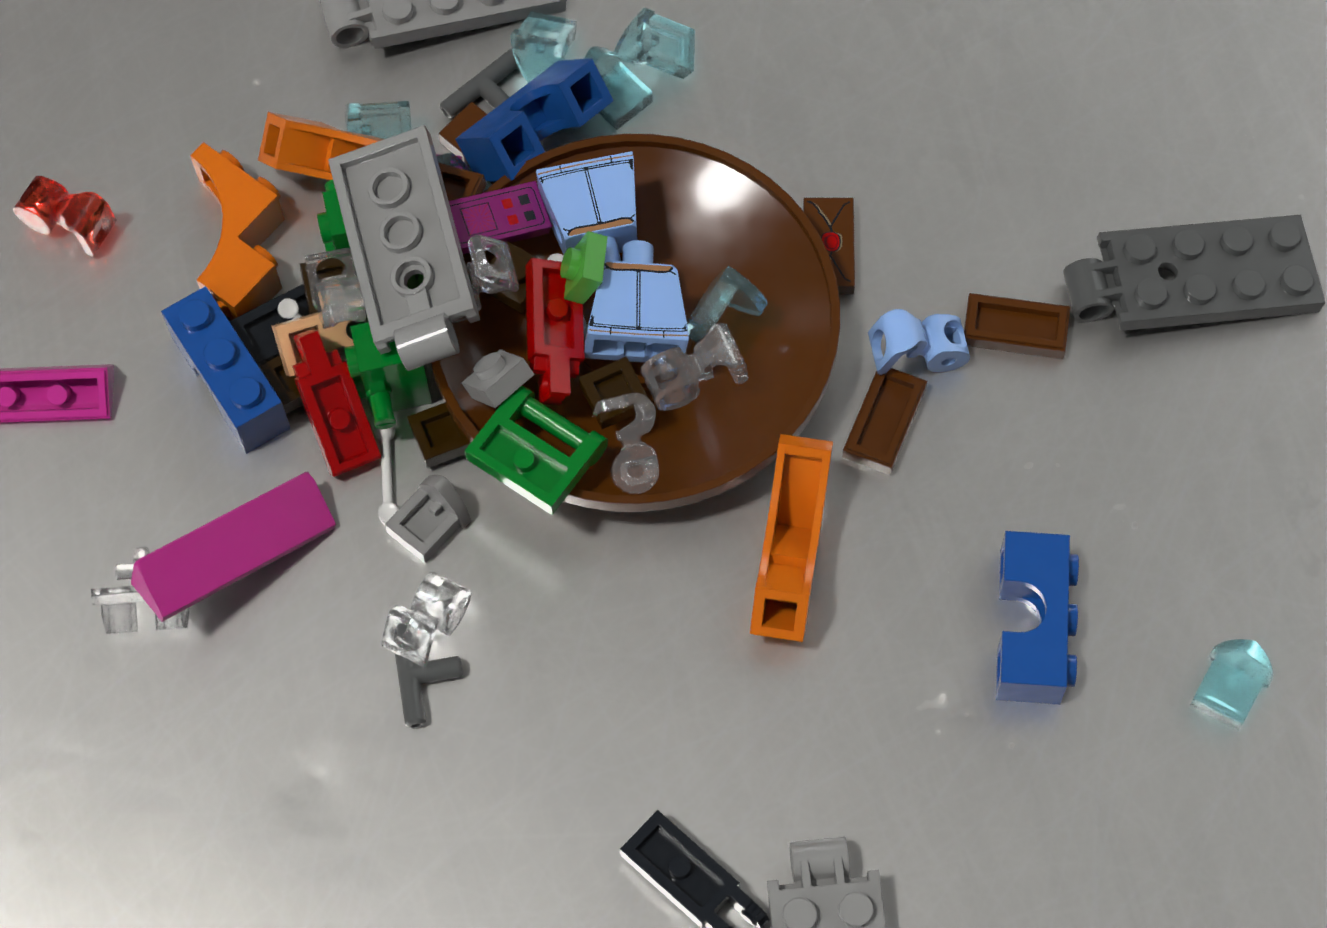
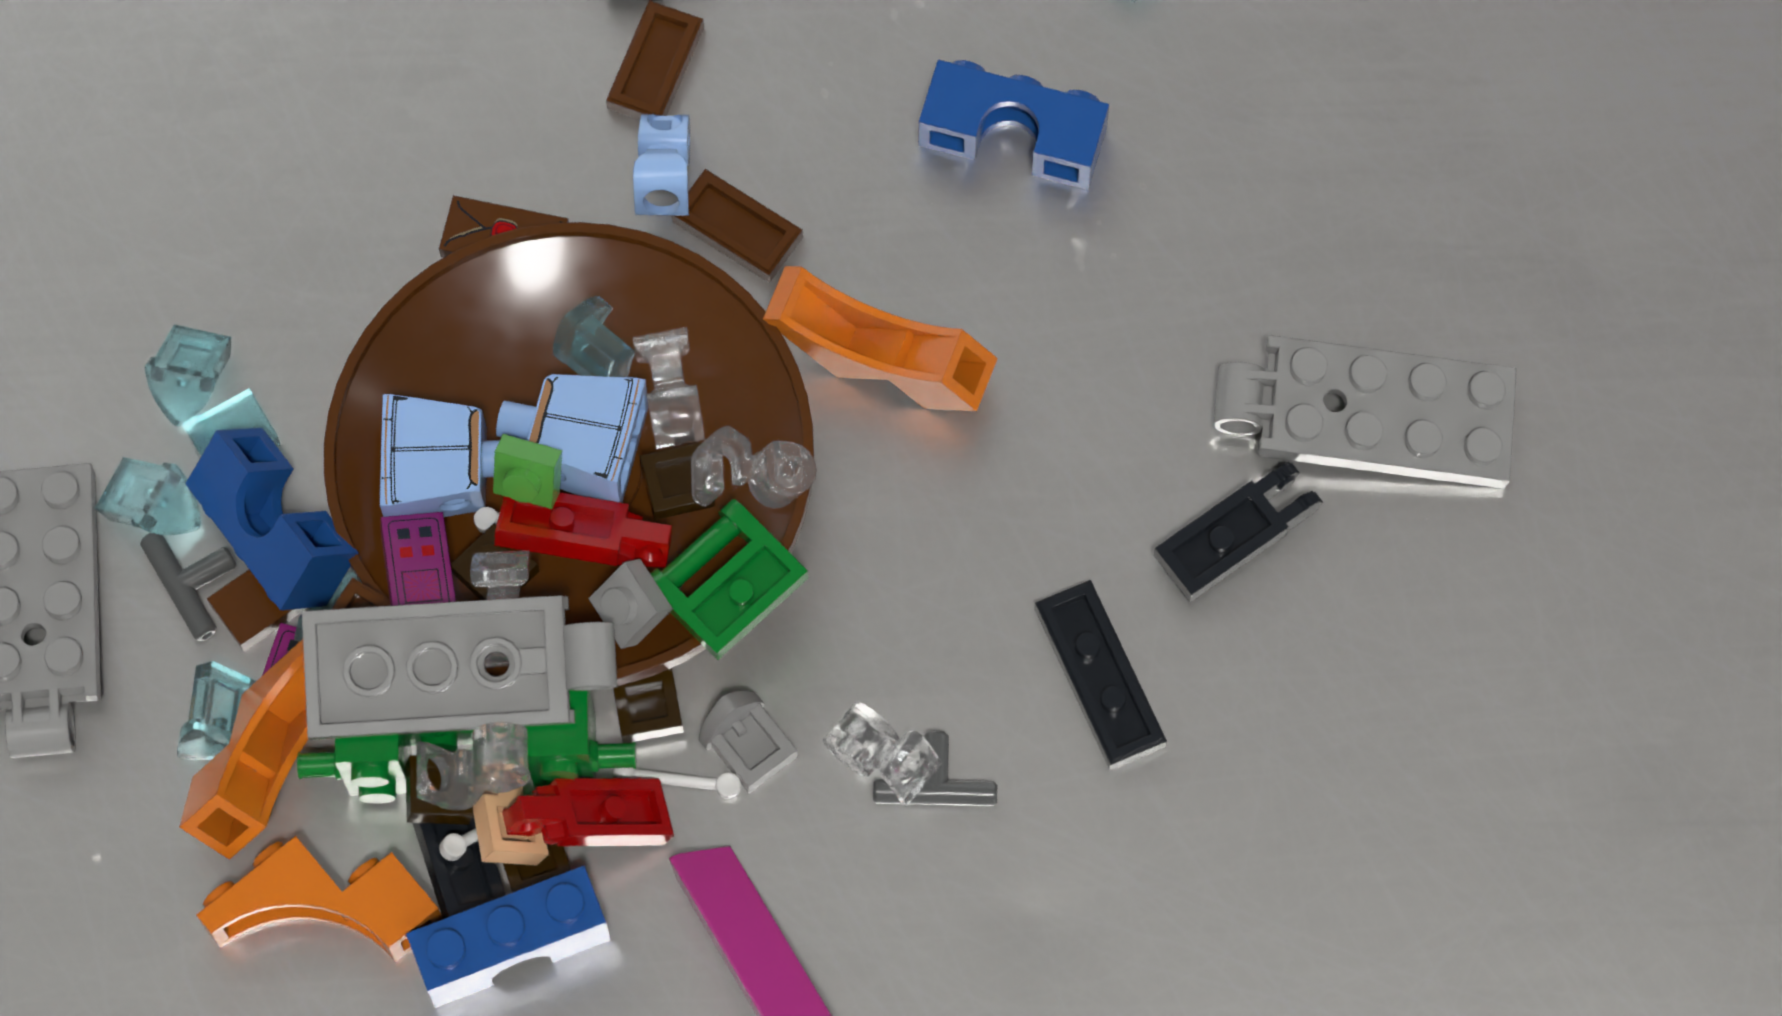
camera: 80 degrees left, 5 degrees up
(538, 791) = (1100, 675): none -> black tile

